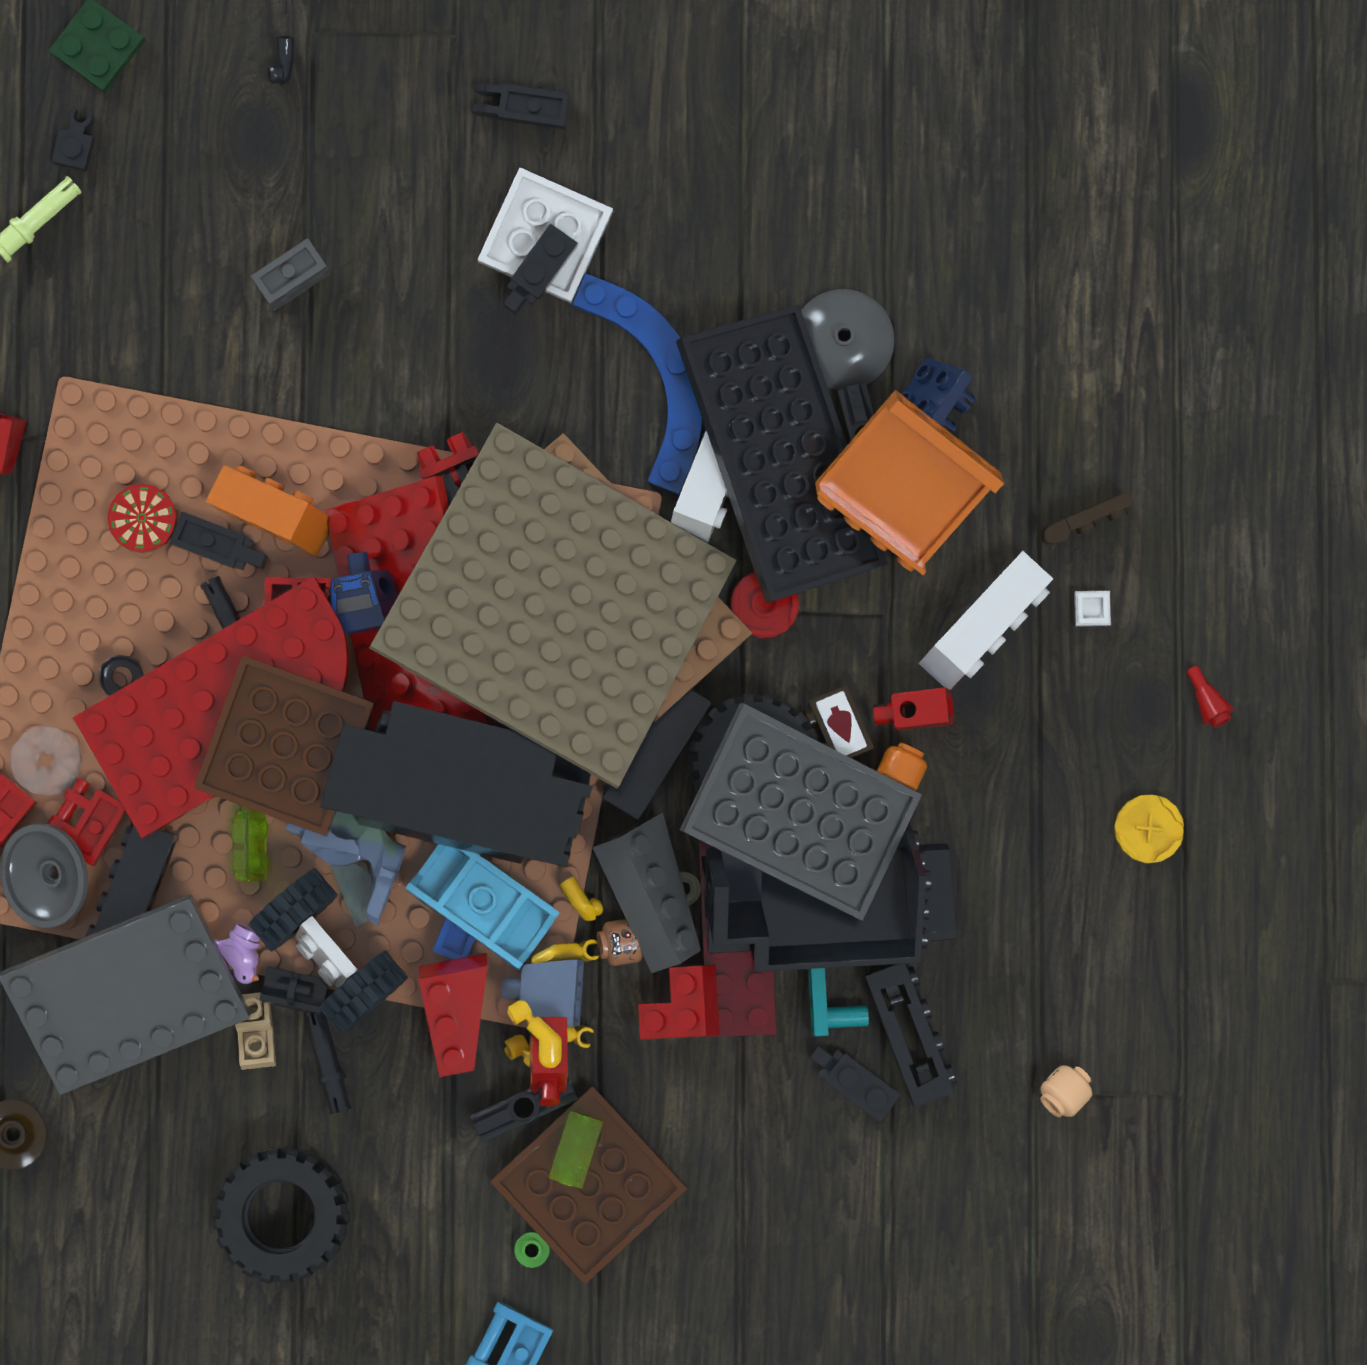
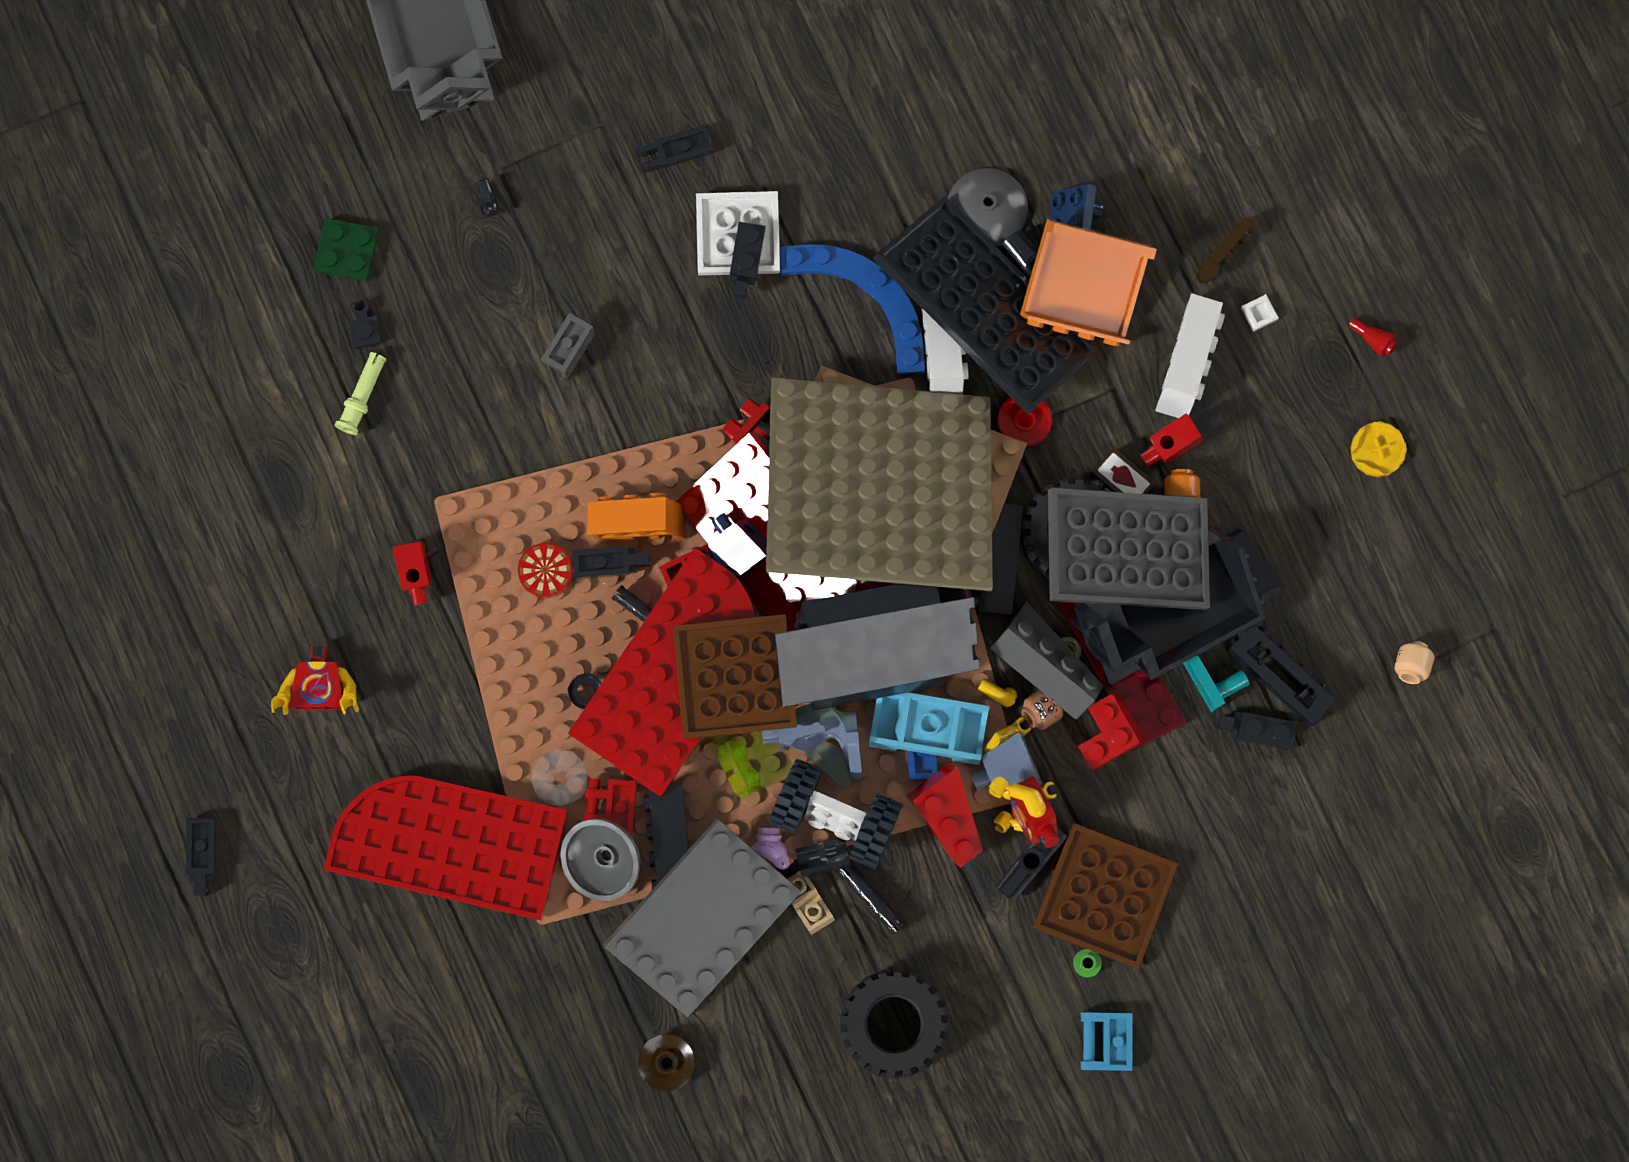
camera: 25 degrees left, 5 degrees down
(575, 1150) = (1084, 873): clear neon green hinge -> none

